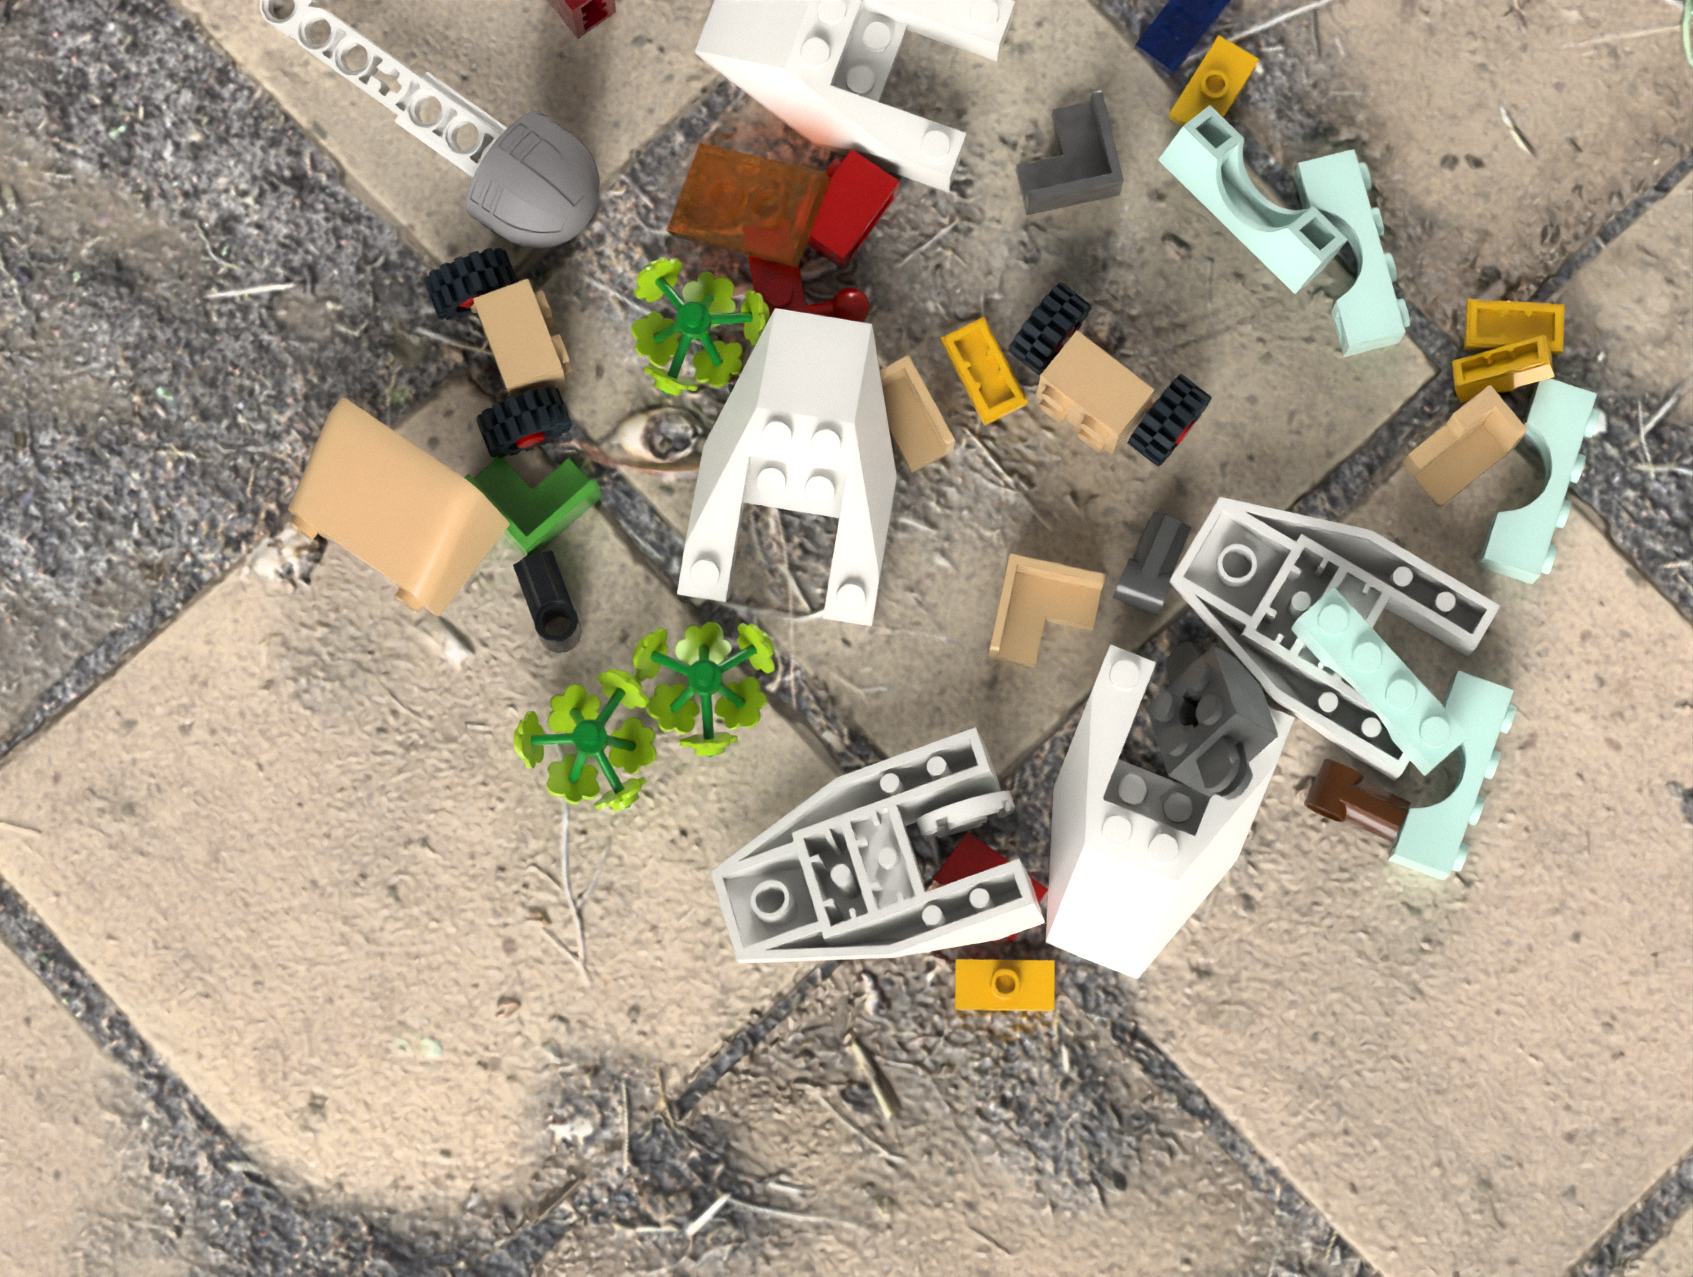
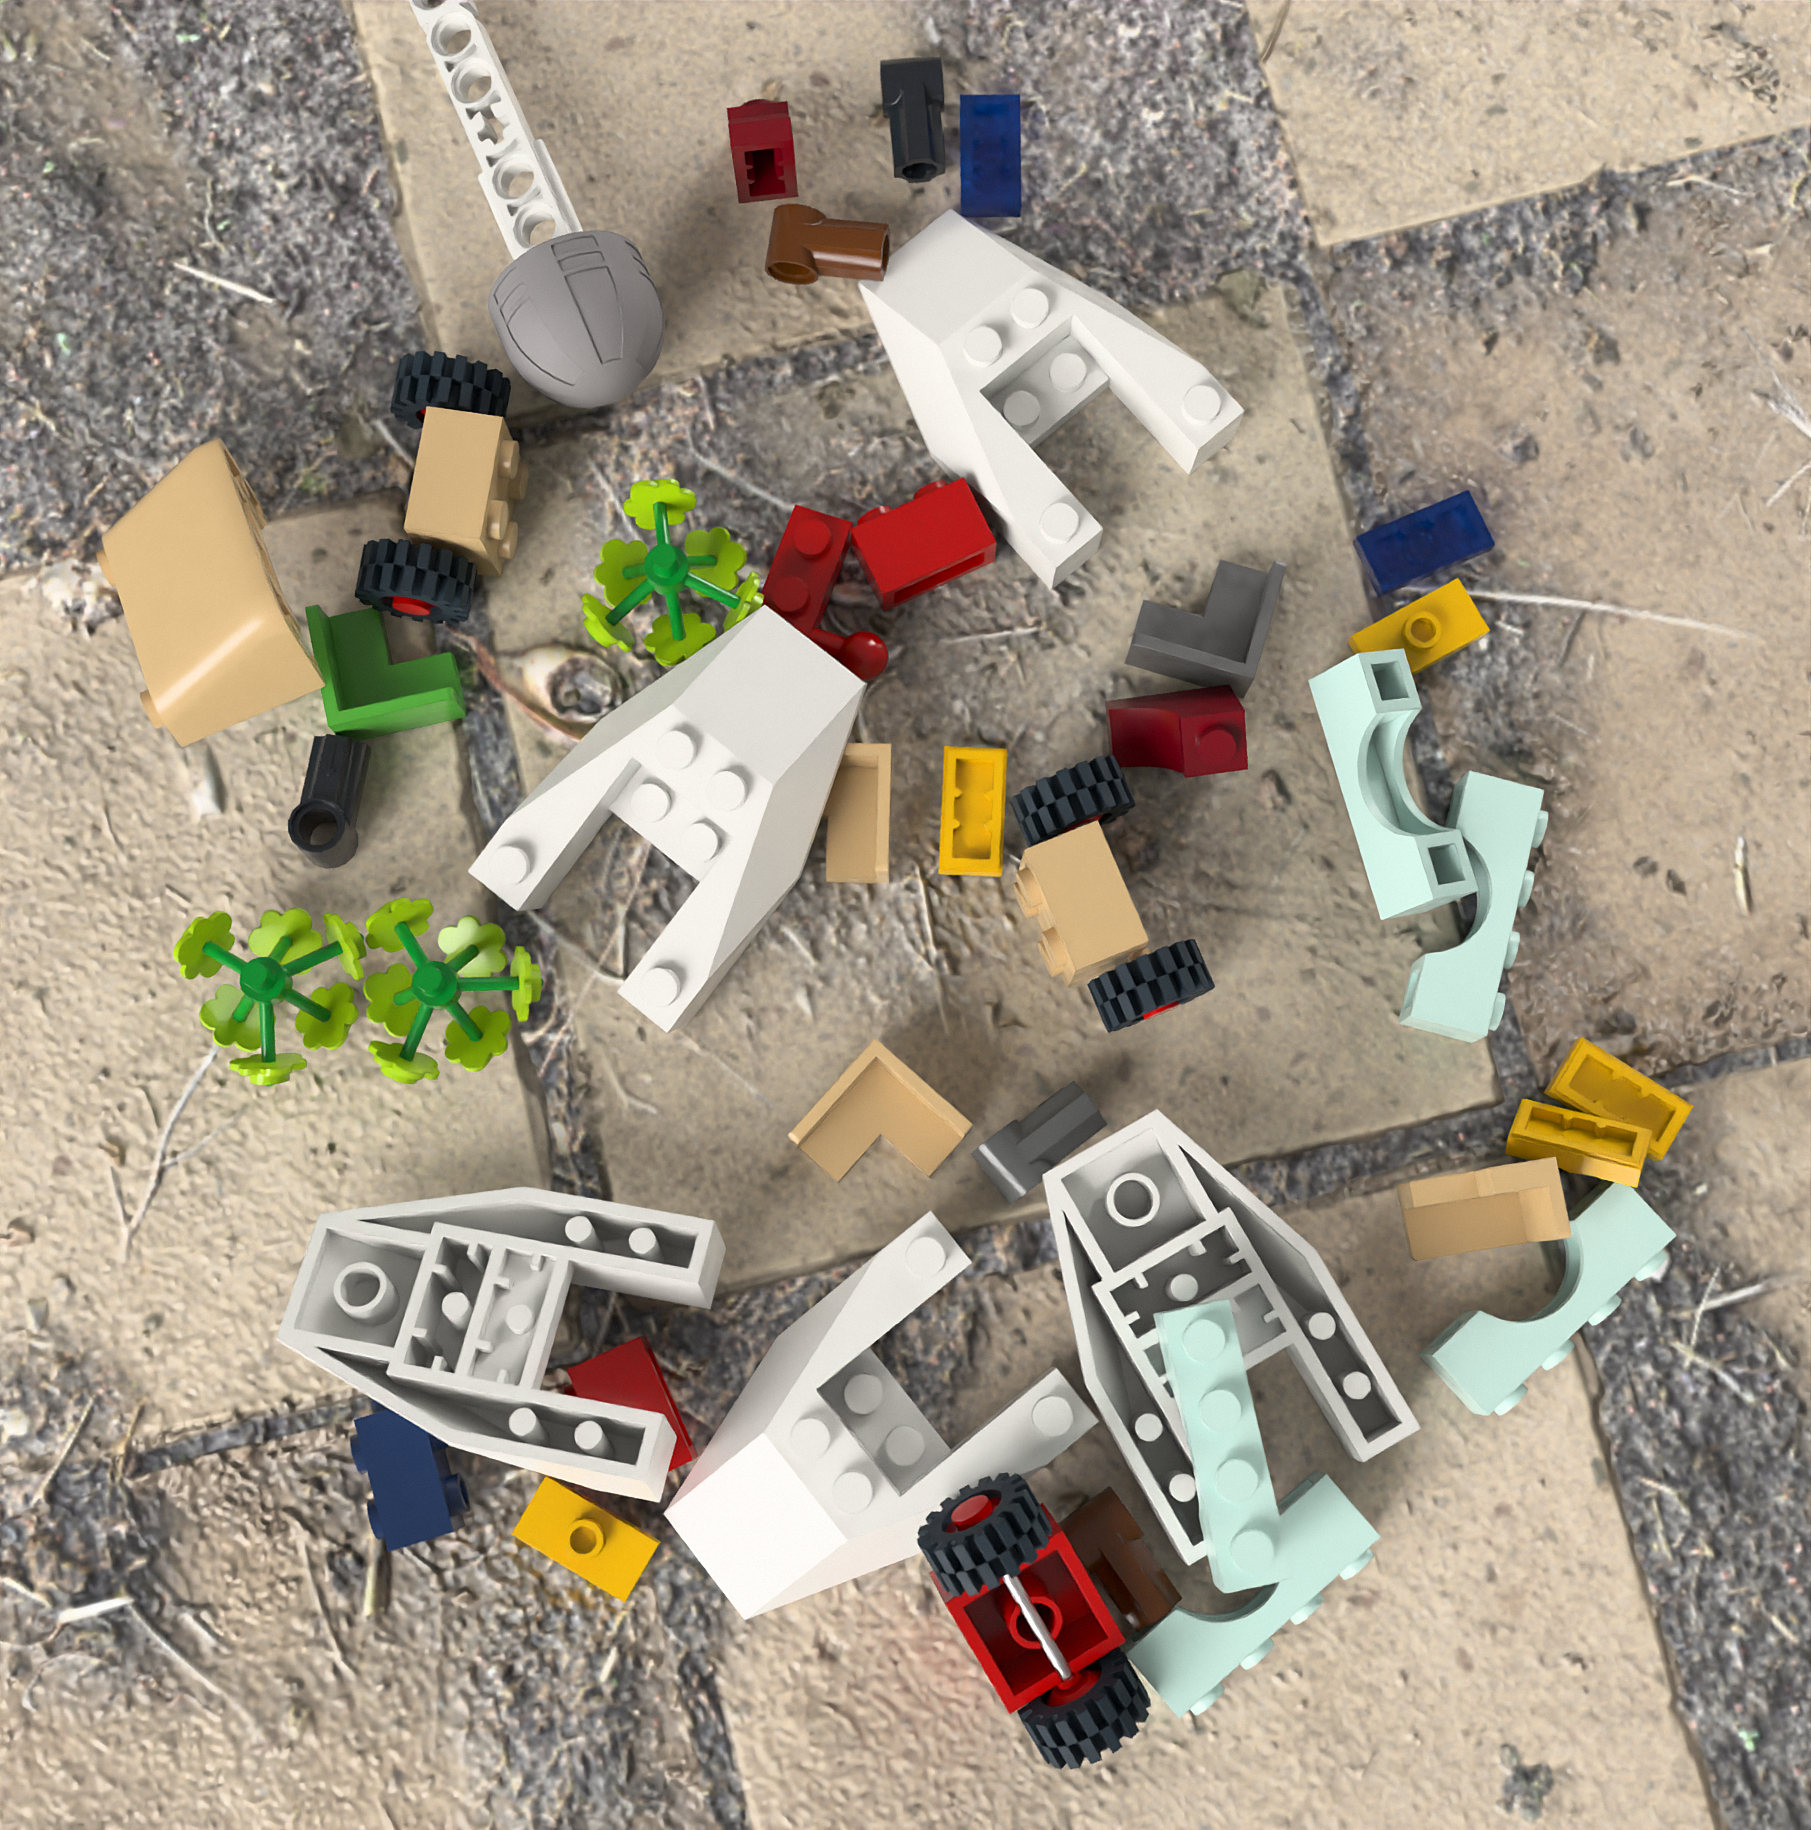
camera: 30 degrees right, 0 degrees up
(648, 44) = (811, 245): none -> reddish brown piece
(748, 204) = (814, 479): clear orange tile -> none
(858, 994) = (408, 1478): none -> dark blue brick
(965, 814) = (648, 1316): white tile -> none
(1092, 240) = (1180, 731): none -> dark red arch
(1211, 720) = (994, 1373): dark grey brick -> none
(1322, 863) = (1034, 1620): none -> brick

